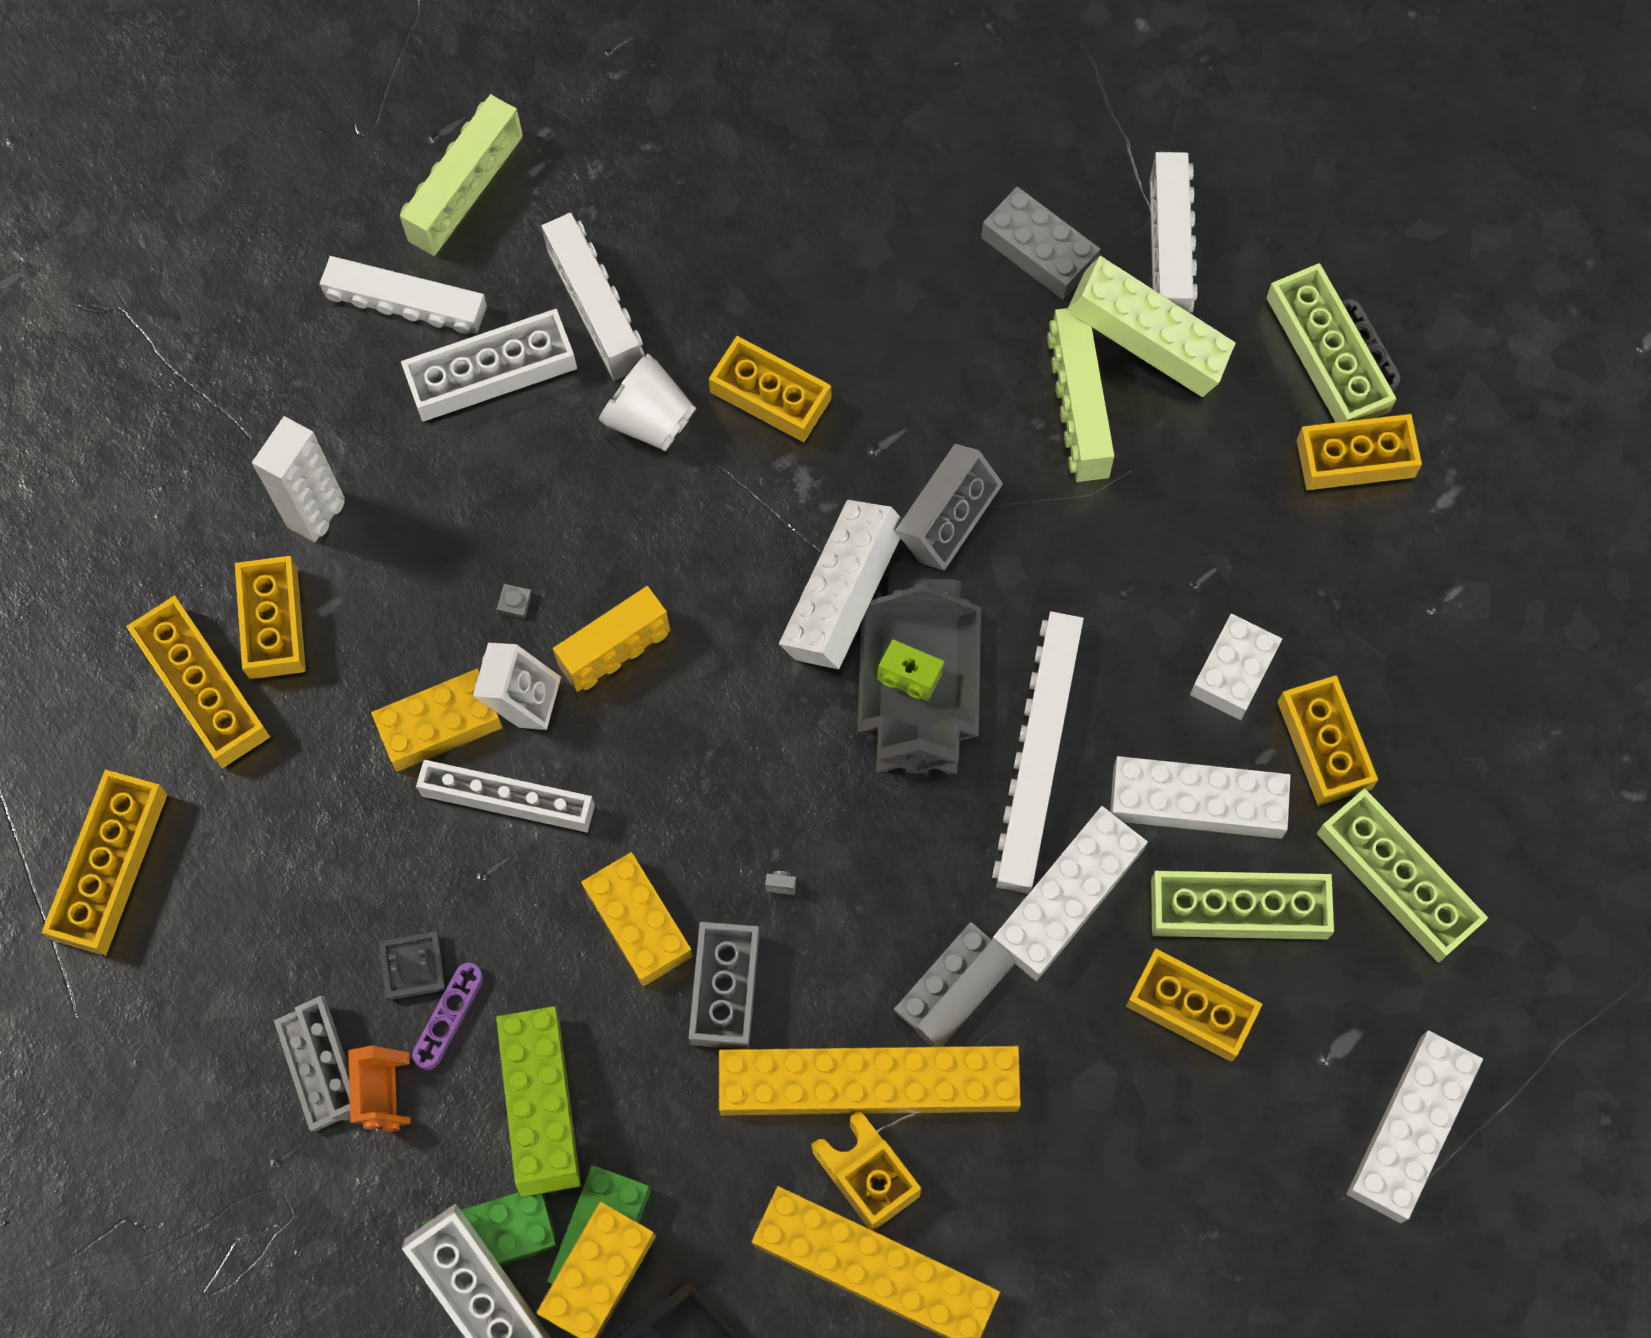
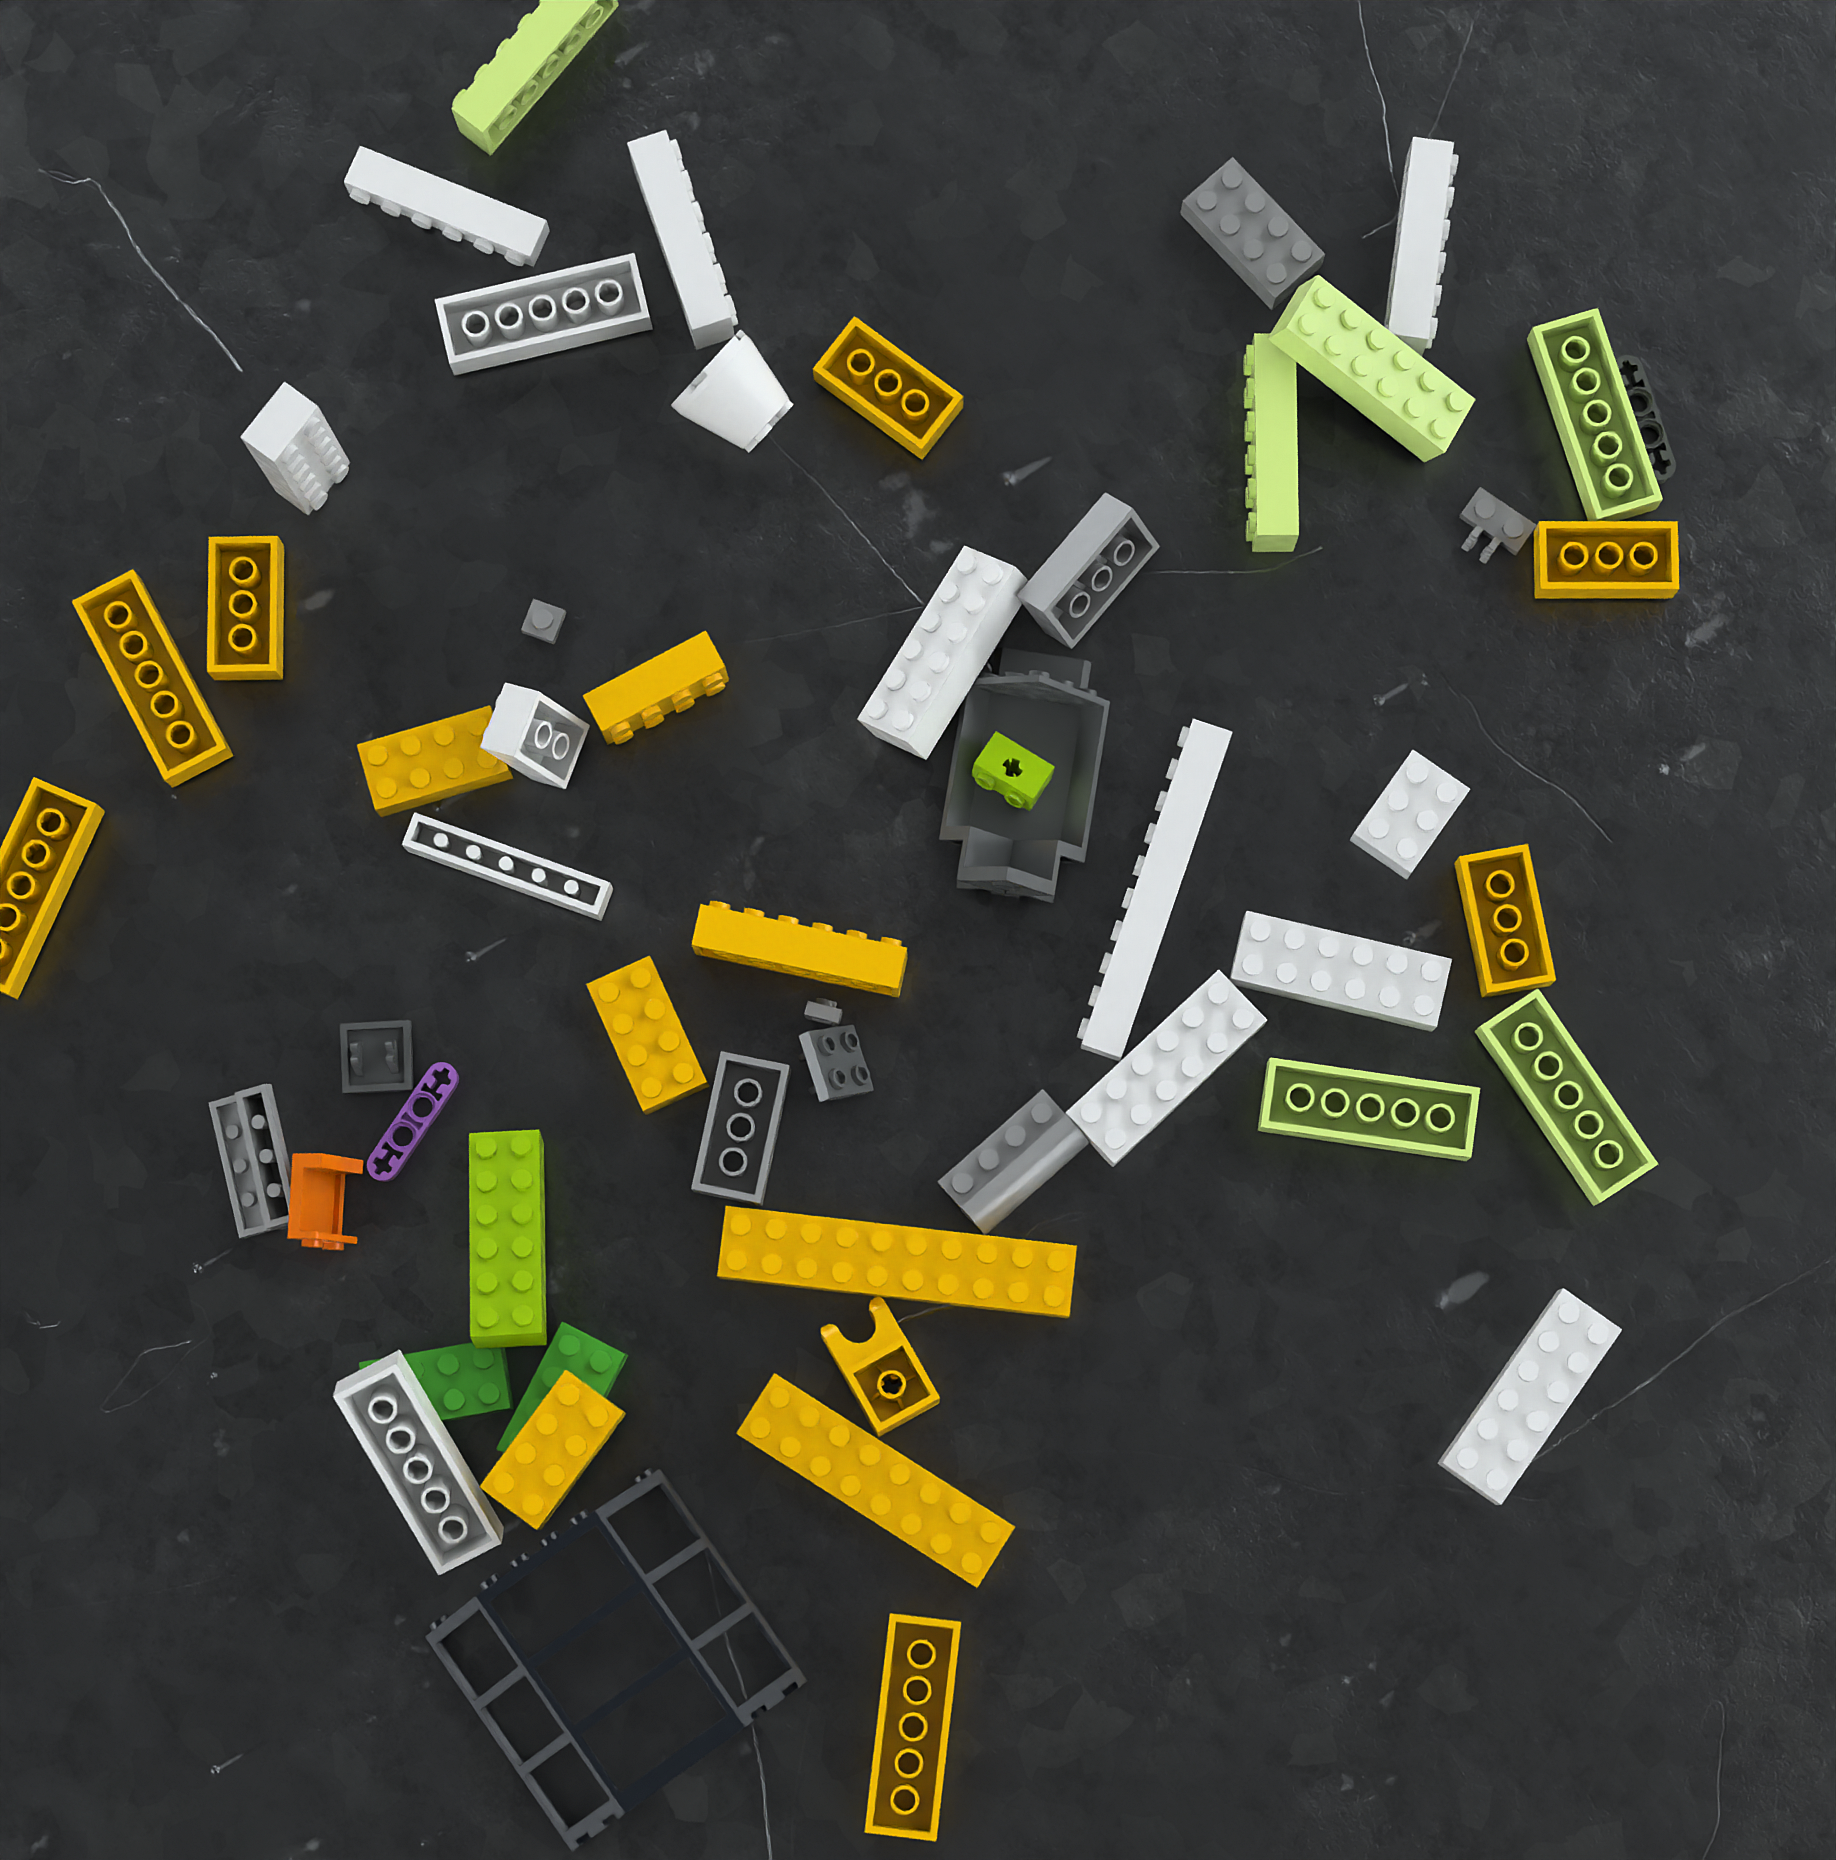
camera: 10 degrees right, 10 degrees up
(755, 832) = (800, 949): none -> yellow brick
(795, 922) = (835, 1063): none -> dark grey plate
(1194, 1005) = (1292, 1222): yellow brick -> none
(1267, 436) = (1497, 522): none -> light grey hinge

